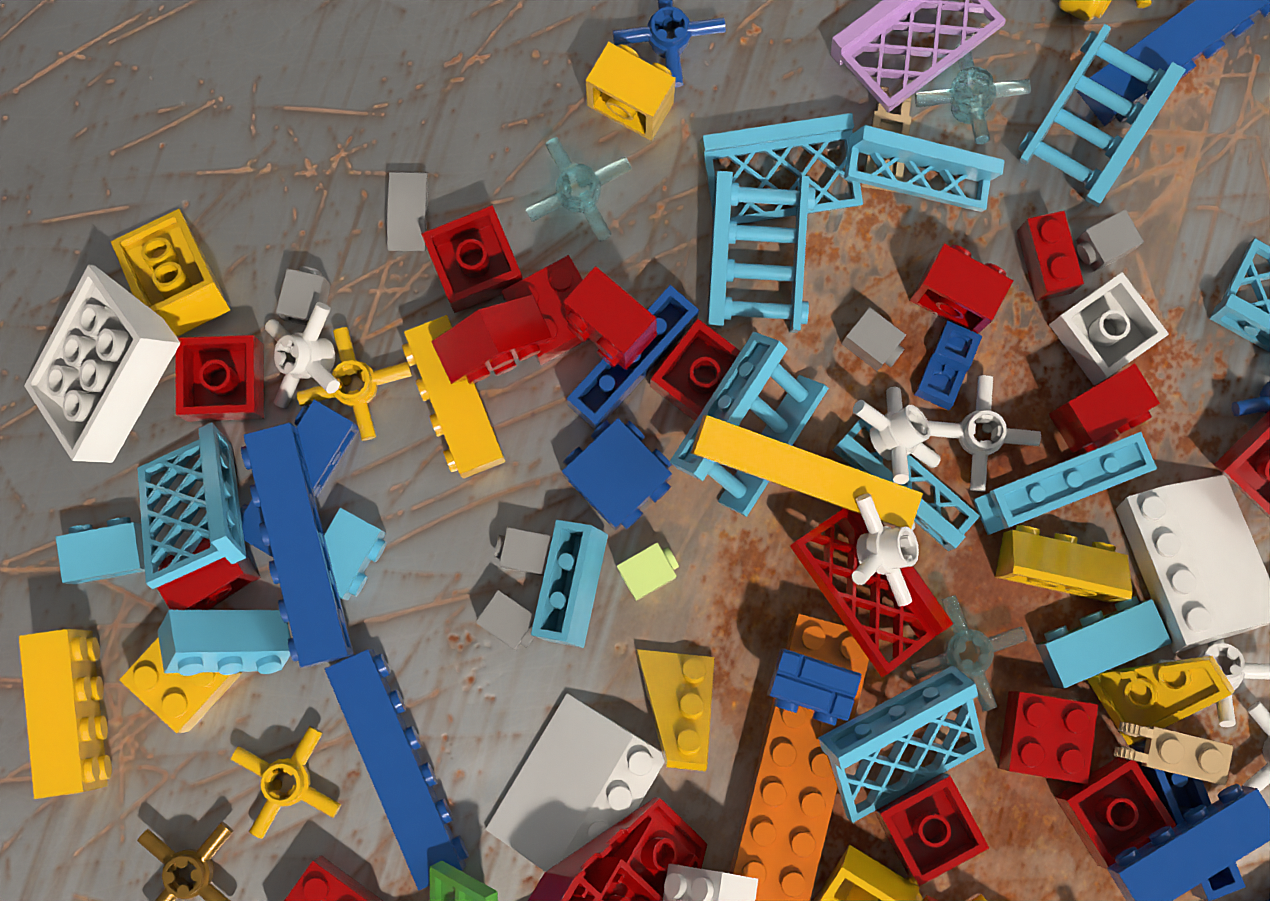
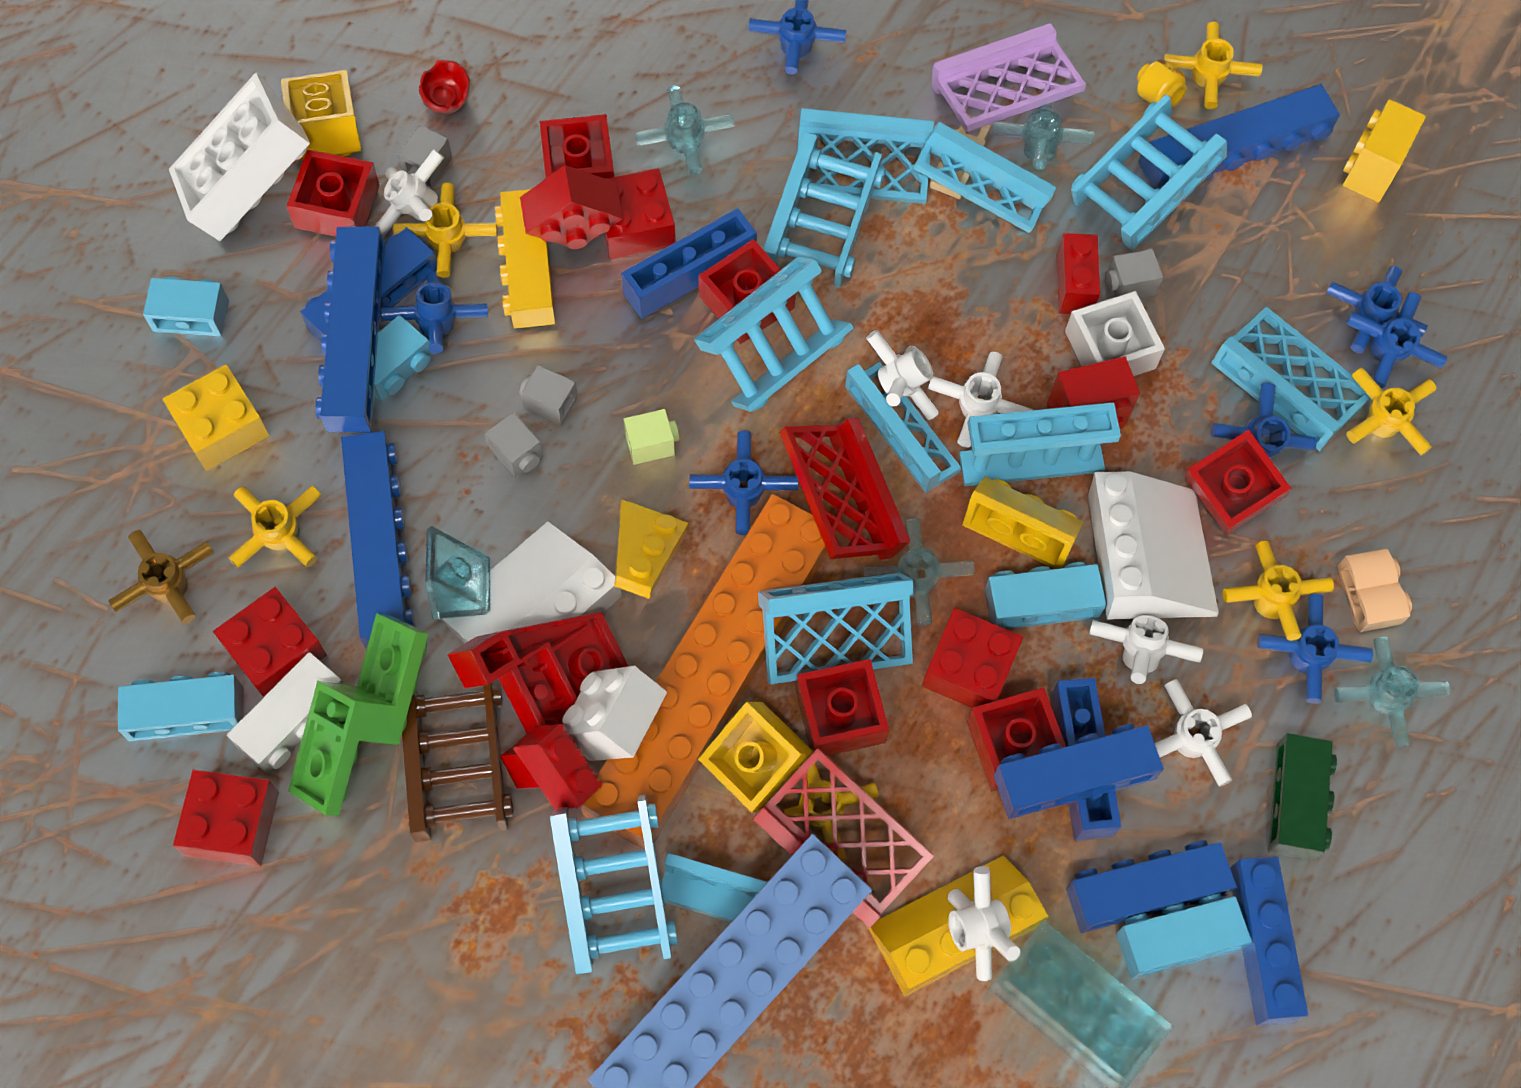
camera: 15 degrees right, 15 degrees down
(64, 712) = (105, 415): yellow brick -> none
(208, 584) = (265, 338): red brick -> none
(217, 496) = (273, 278): medium azure fence -> none
(223, 641) = (262, 387): medium azure brick -> none
(298, 208) = (445, 87): none -> red hair
(379, 499) = (435, 311): none -> blue bar
(407, 211) = (536, 105): light grey slope -> none
(496, 792) = (455, 577): none -> clear light blue slope
(569, 583) = (577, 425): medium azure brick -> none
(610, 319) = (675, 209): red brick -> none
(618, 473) = (648, 350): blue brick -> none
(630, 90) = (750, 62): yellow brick -> none
(778, 596) = (743, 470): none -> blue bar
(803, 471) = (811, 372): yellow tile -> none
(813, 685) = (765, 545): blue brick -> none
(875, 340) = (905, 303): light grey brick -> none
(884, 551) = (863, 455): white bar -> none
(948, 365) = (966, 341): blue slope -> none
(962, 288) = (990, 275): red brick -> none
(1160, 692) = (1084, 645): yellow wing -> none
(1179, 753) = (1083, 688): tan hinge -> none

